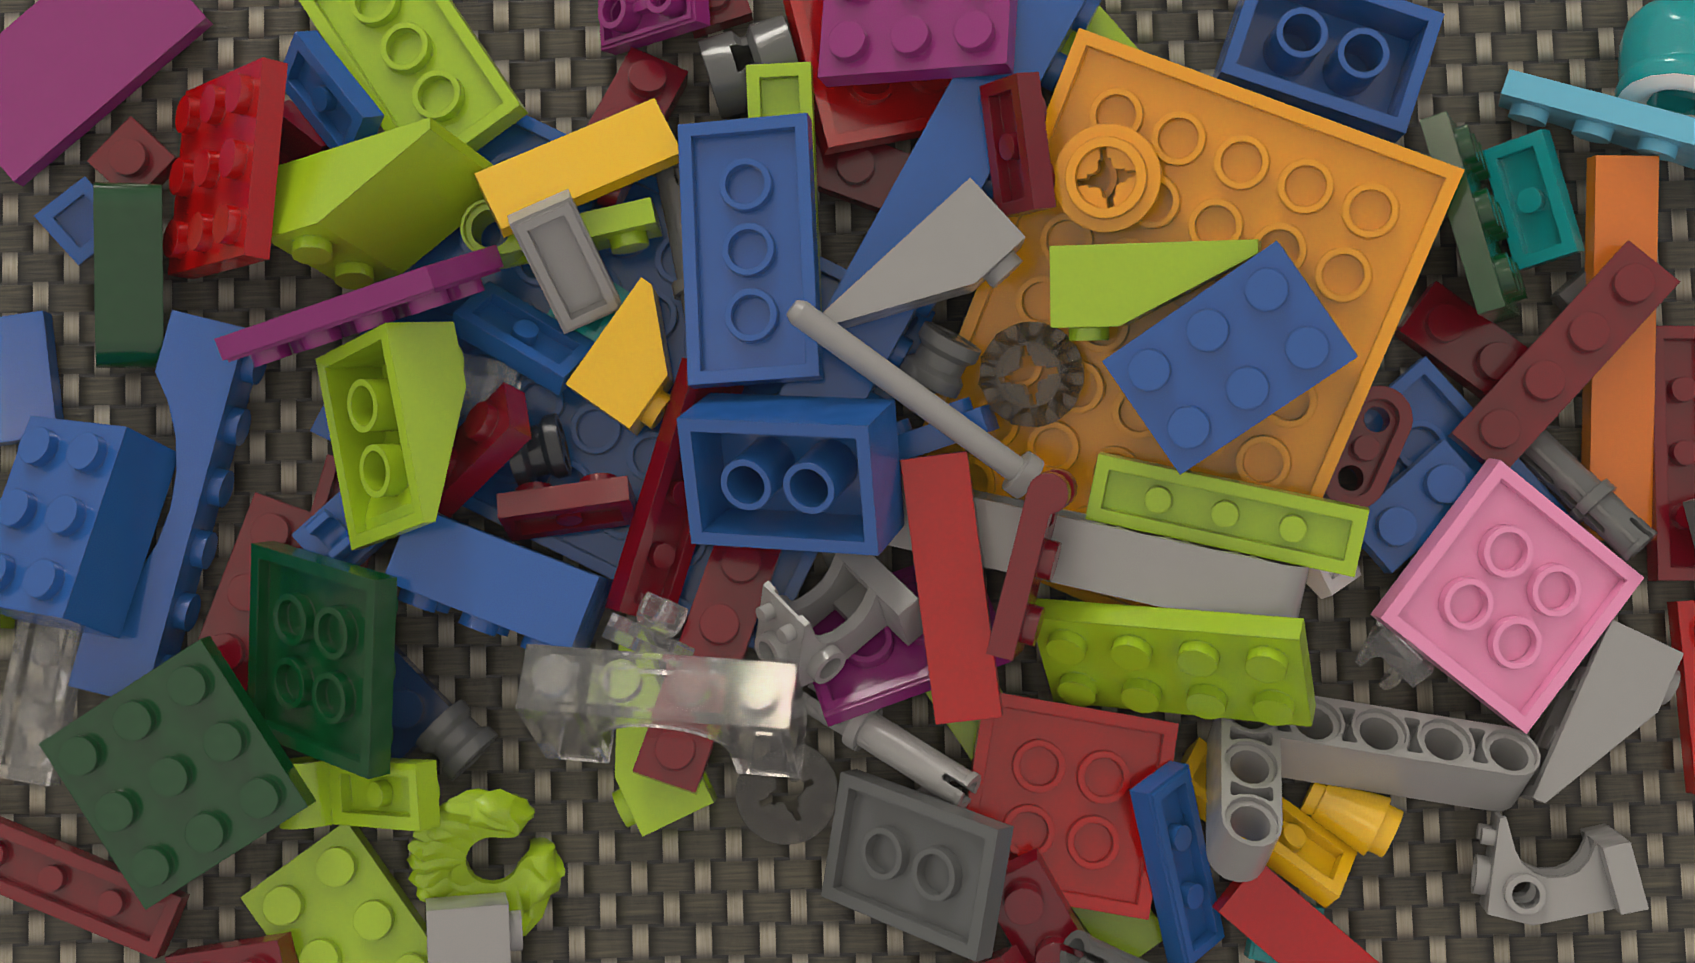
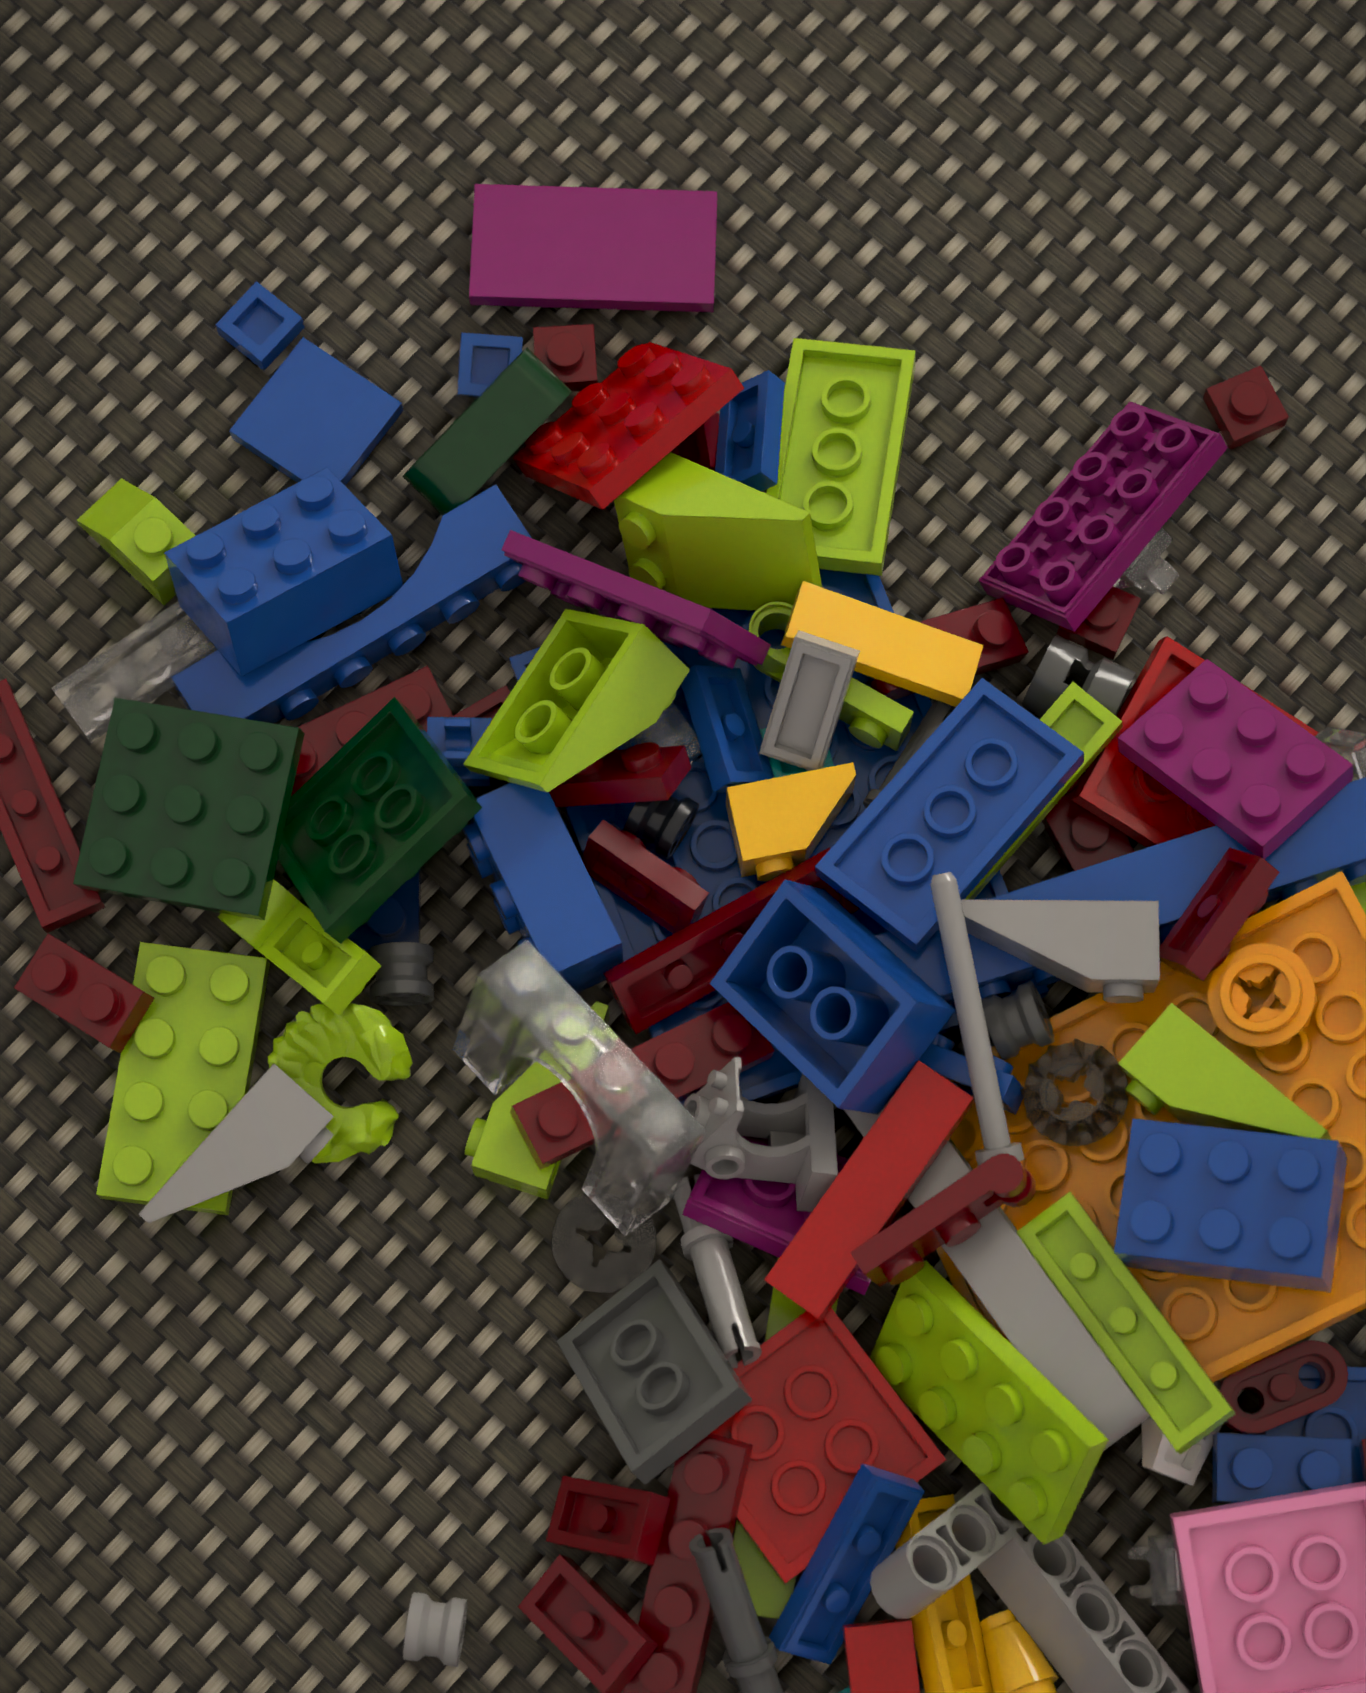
camera: 40 degrees right, 10 degrees down
(655, 626) = (627, 1016): clear tile -> none

